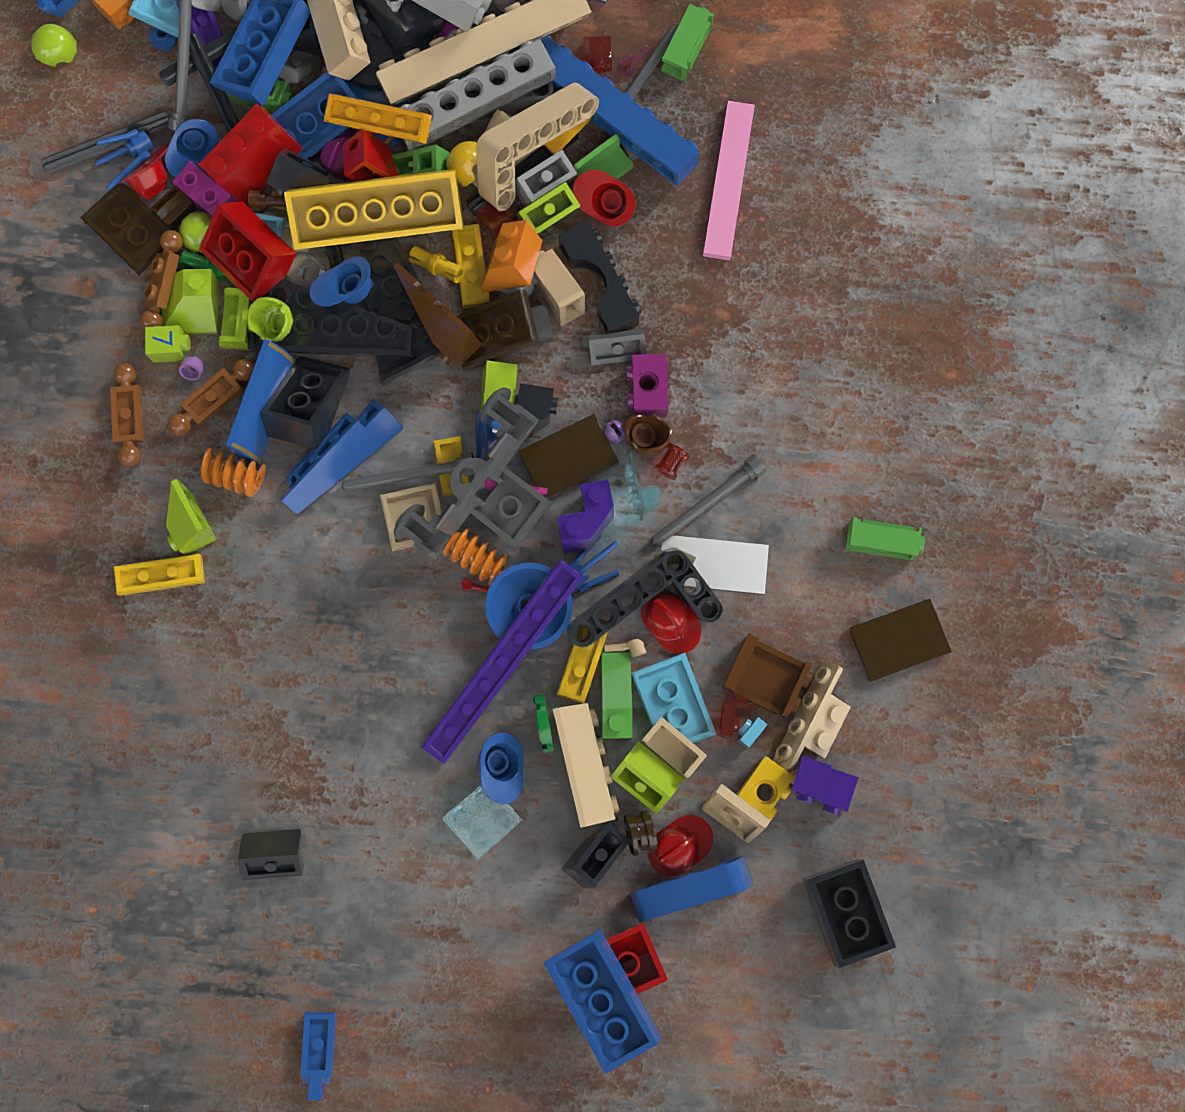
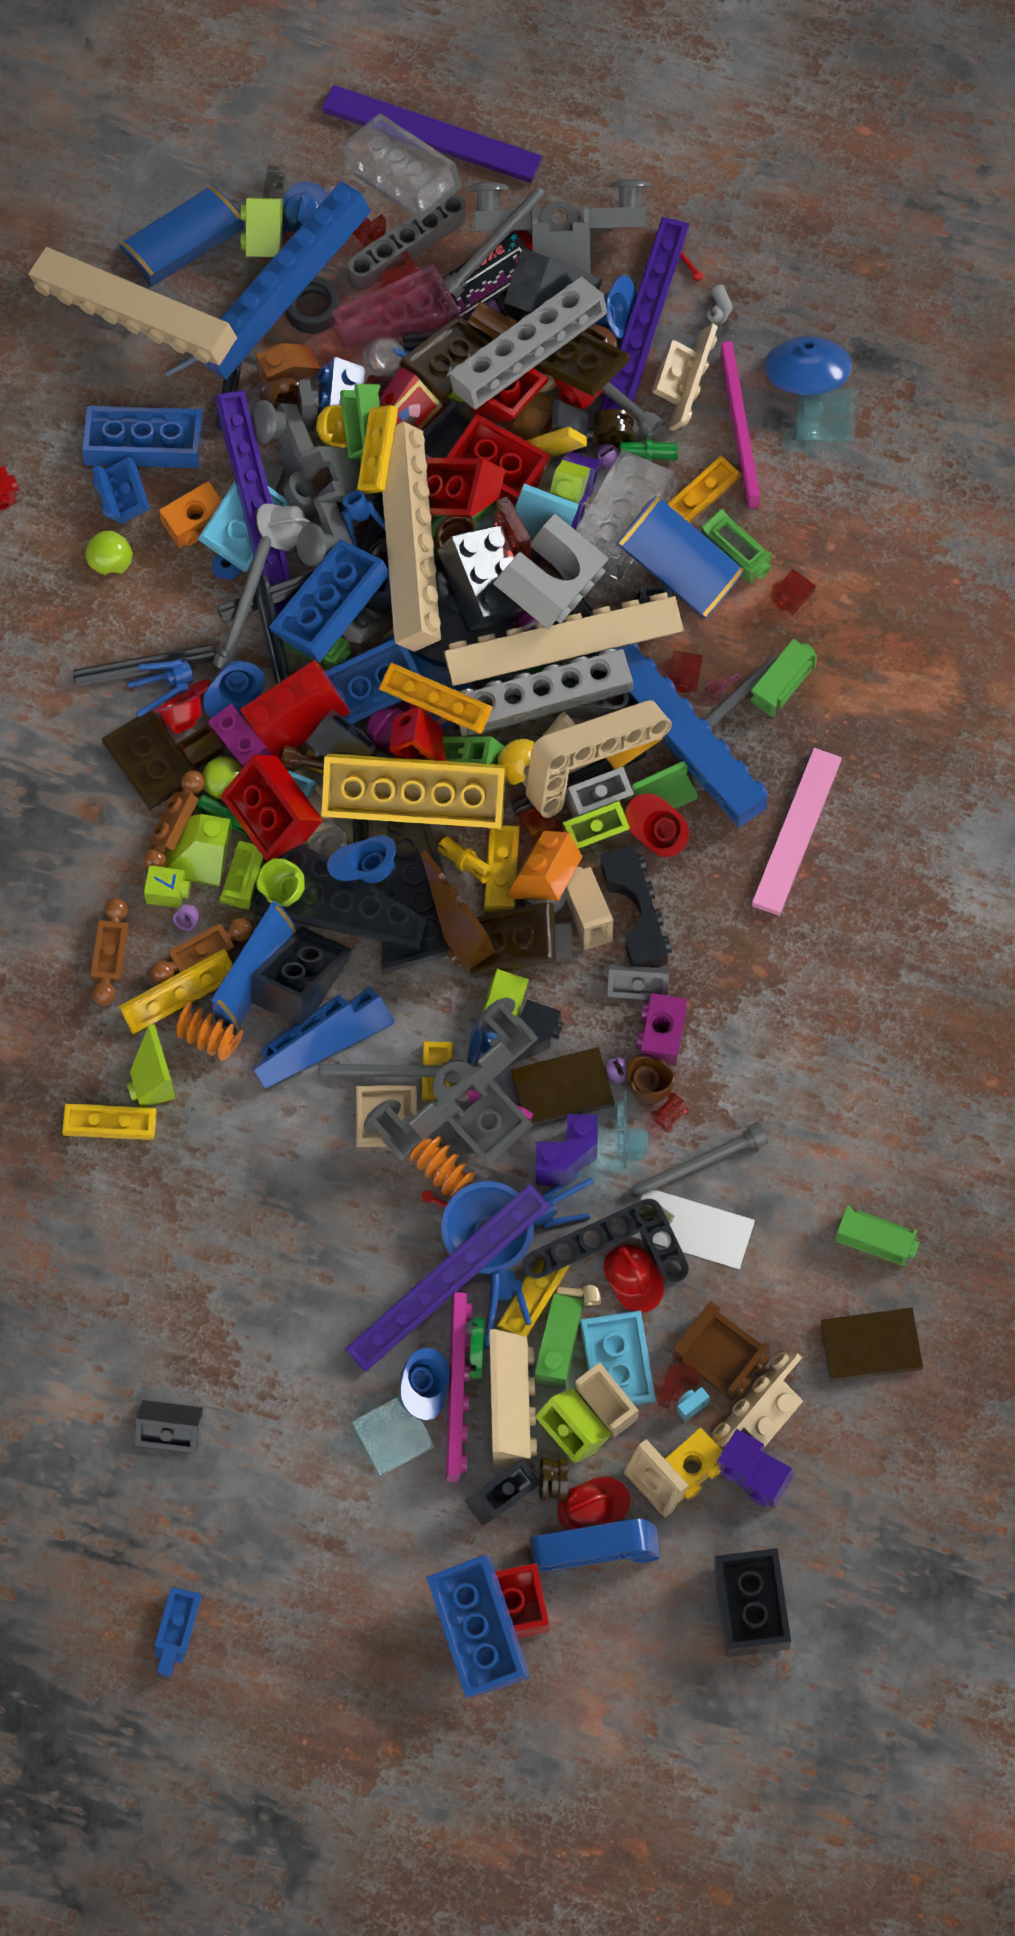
camera: 15 degrees right, 10 degrees down
(194, 441) = (176, 992): none -> yellow tile
(535, 774) = (458, 1400): none -> dark pink plate
(553, 659) = (502, 1288): none -> blue plant

